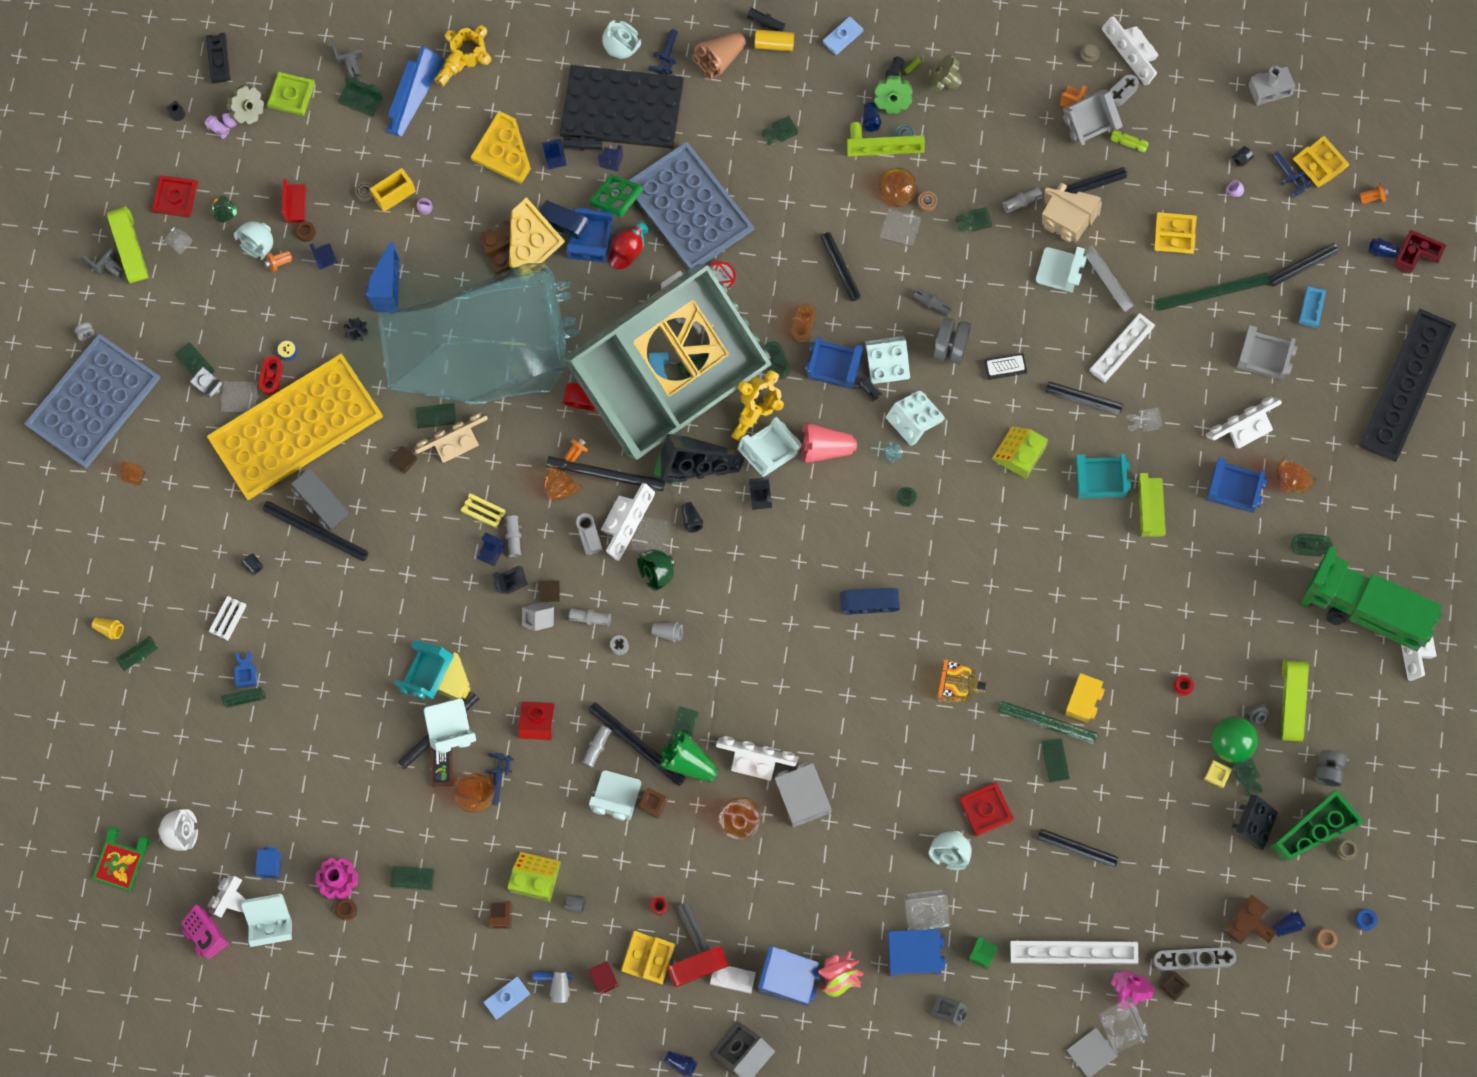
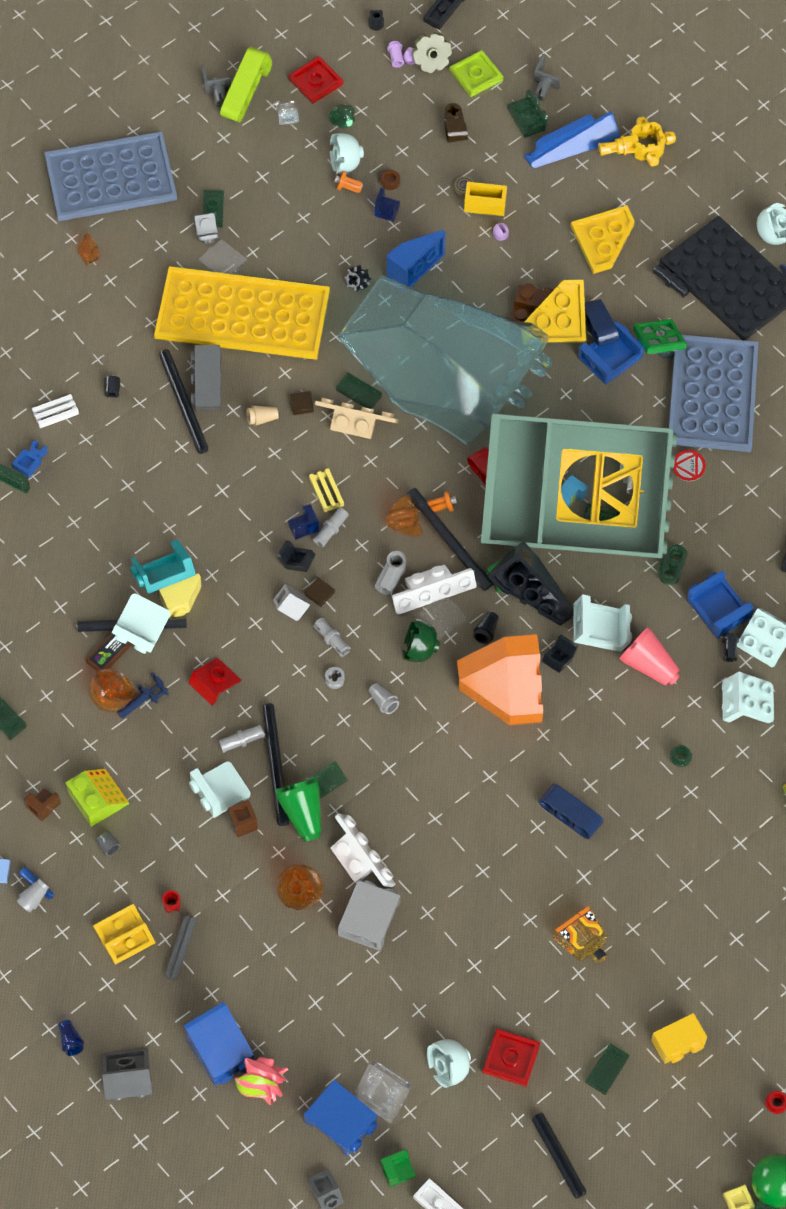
camera: 35 degrees right, 10 degrees down
(84, 331) = (153, 122): light grey bush -> none
(270, 376) = (259, 261): red plate -> none
(287, 350) = (291, 253): tile -> none
(293, 202) = (400, 150): red panel -> none
(316, 150) = (454, 123): none -> dark brown piece
(382, 494) = (261, 414): none -> tan cone
(554, 154) = (641, 270): clear blue panel -> none
(603, 978) = (72, 918): dark red panel -> none
(611, 158) = (684, 308): clear blue panel -> none
(627, 246) = (634, 383): red hair -> none
(697, 966) = (155, 973): red beam -> none
(734, 979) = (174, 1008): white plate -> none
(743, 545) = (505, 679): none -> panel
(753, 411) = (612, 584): yellow piece -> none
(802, 323) = (722, 554): clear orange plate -> none
(893, 452) = (702, 712): clear light blue plate -> none
(1047, 722) = (630, 1033): clear green axle -> none

